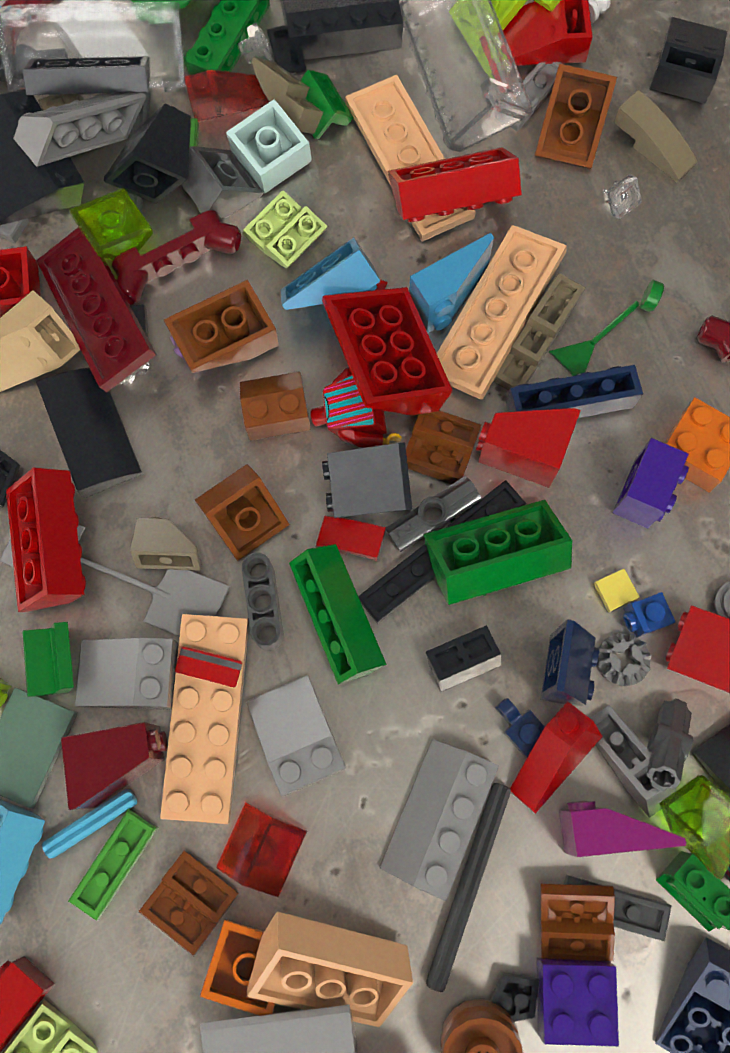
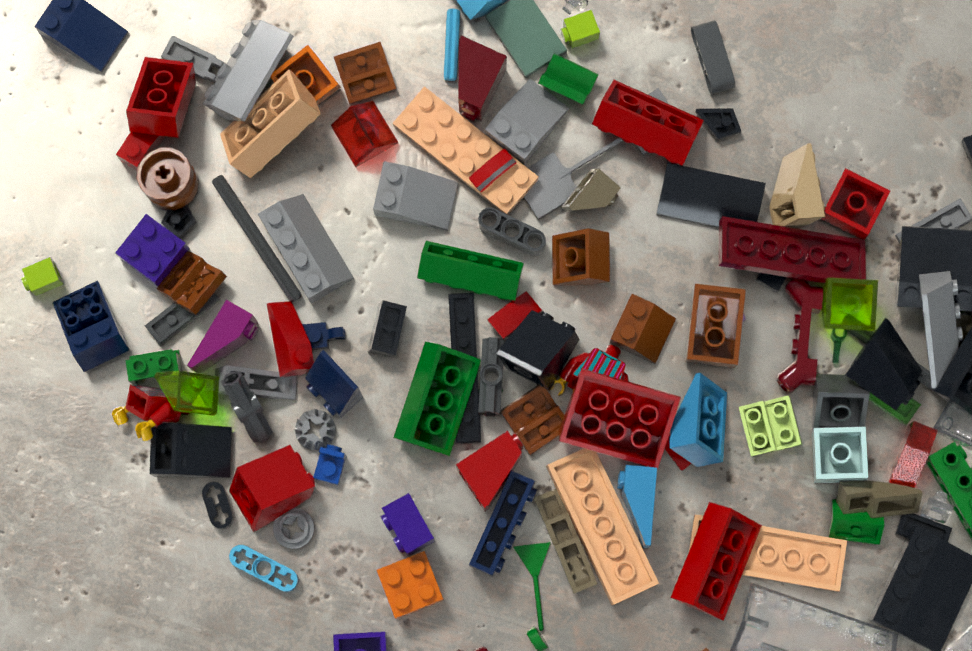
camera: 125 degrees right, 5 degrees up
(113, 864) = (418, 44): bright green tile -> none
(159, 224) = (837, 344): none -> clear green hand
(616, 590) = (359, 458): light yellow tile -> none

